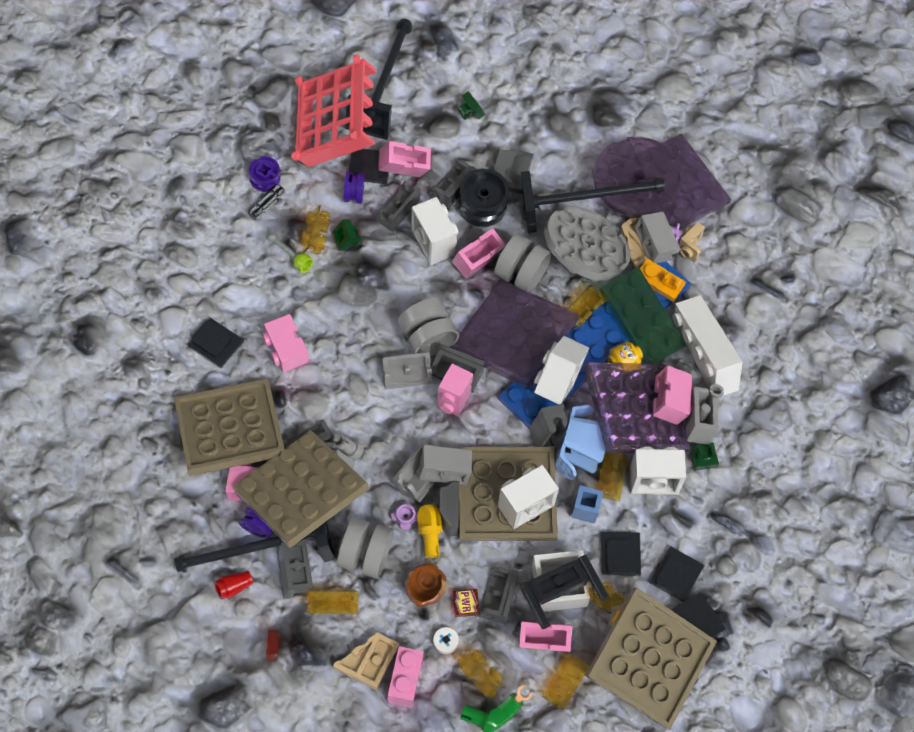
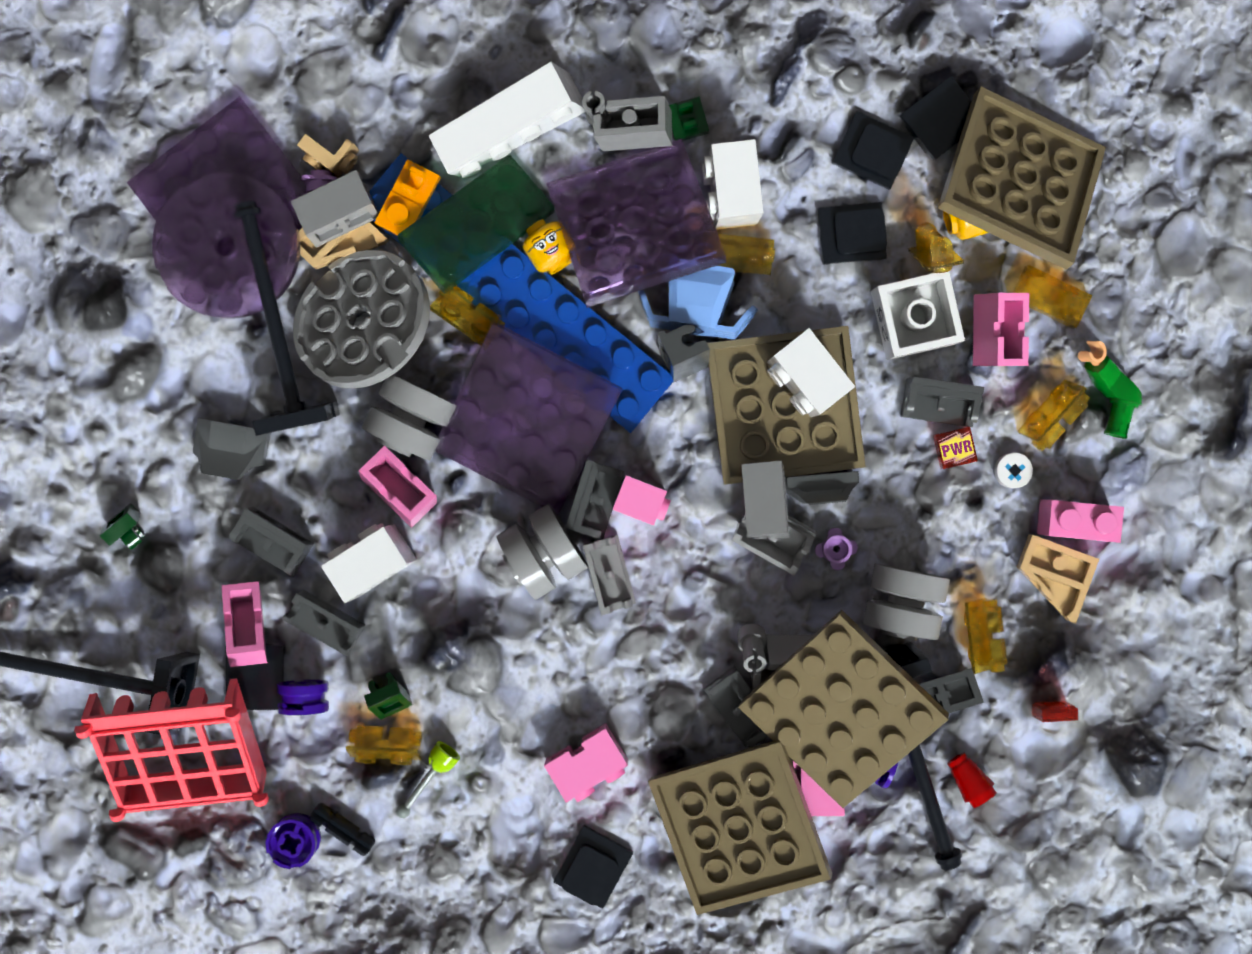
camera: 90 degrees left, 25 degrees up
(425, 584) = (945, 508): dark orange hair -> none
(430, 527) = (857, 511): yellow arm -> none
(483, 197) = (283, 508): black wheel -> none
(558, 583) = (942, 317): black plate -> none
(560, 369) = (601, 341): white brick -> none
(587, 504) = (795, 286): medium blue brick -> none
(674, 395) = (608, 168): bright pink brick -> none

